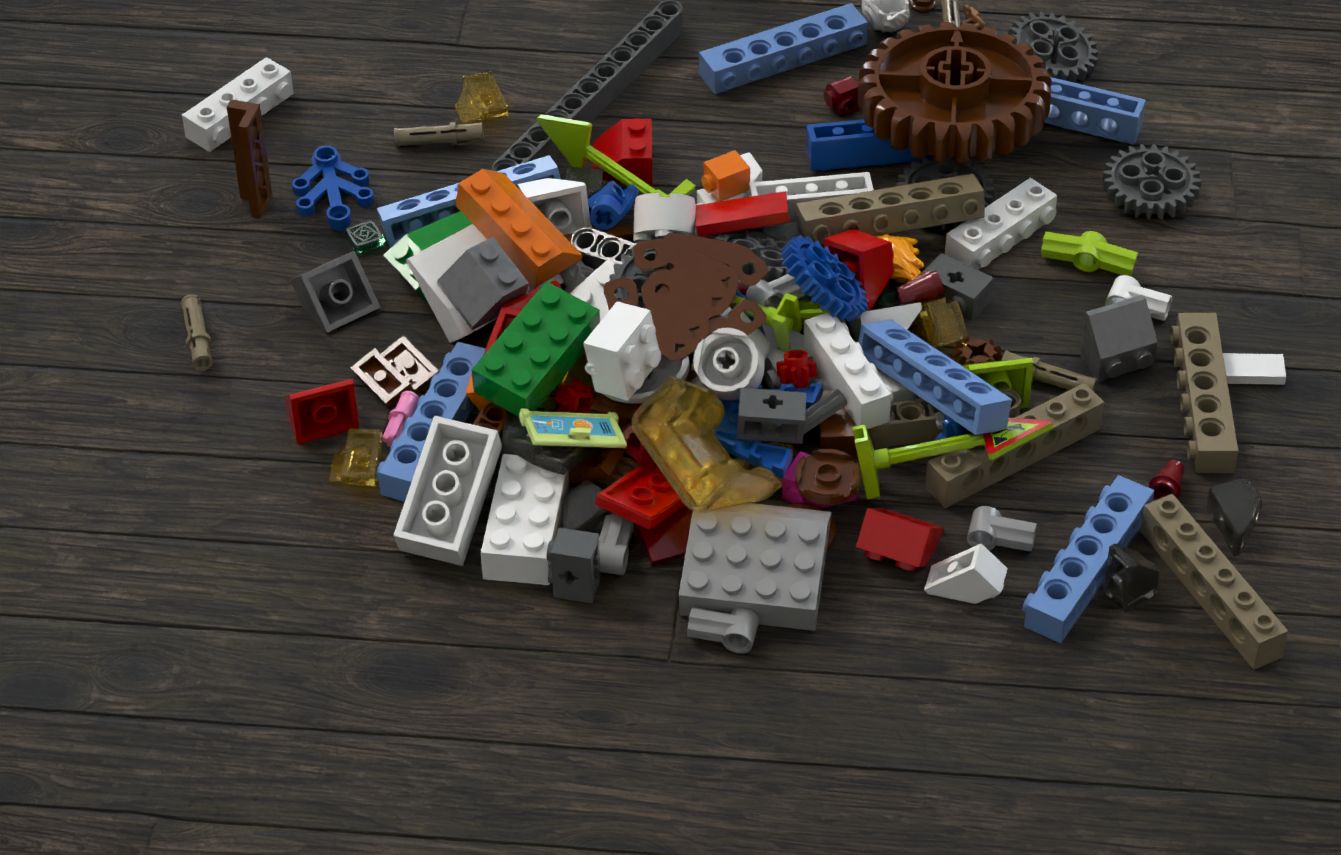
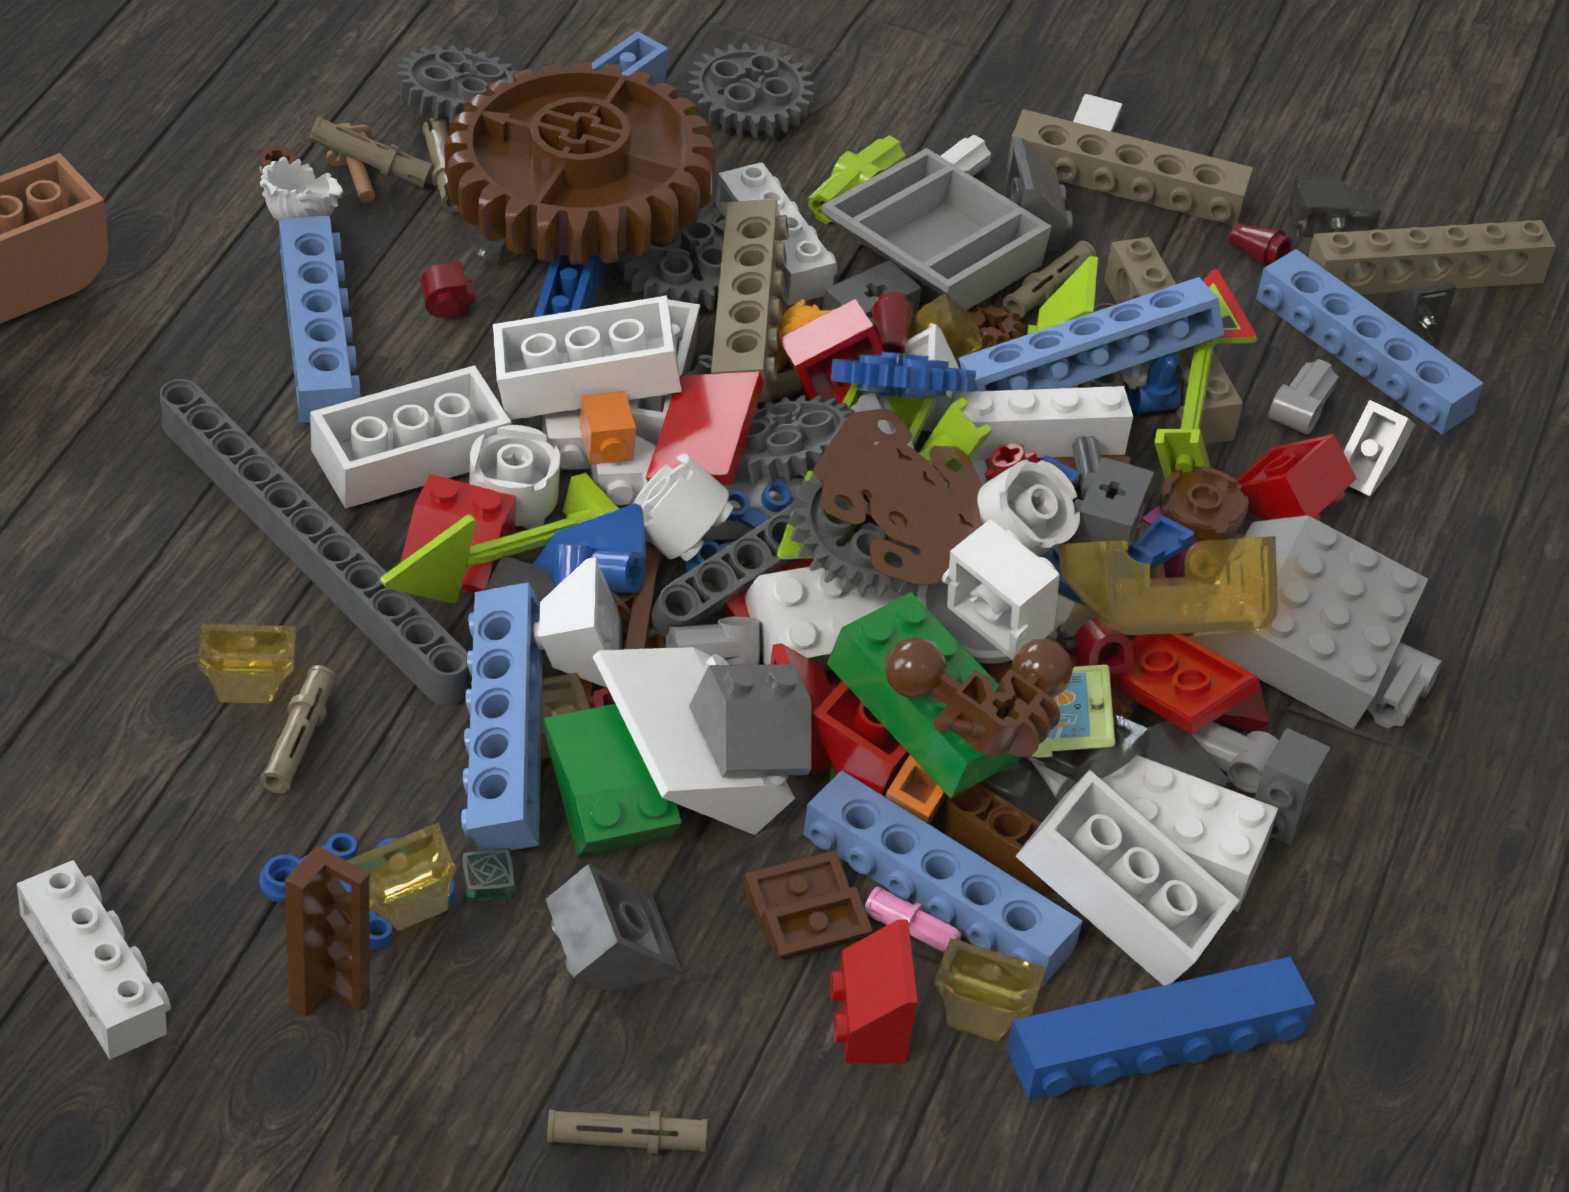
camera: 80 degrees left, 0 degrees up
(331, 193) = (409, 877): none -> clear yellow slope
(356, 546) = (1159, 1027): none -> blue brick
(507, 366) = (973, 709): none -> reddish brown piece
(516, 224) = (655, 653): orange slope -> none
(679, 156) = (521, 465): none -> white brick
(691, 108) = (404, 435): none -> white brick
(773, 144) = (596, 350): none -> white brick
(1035, 292) = (942, 227): none -> light grey slope

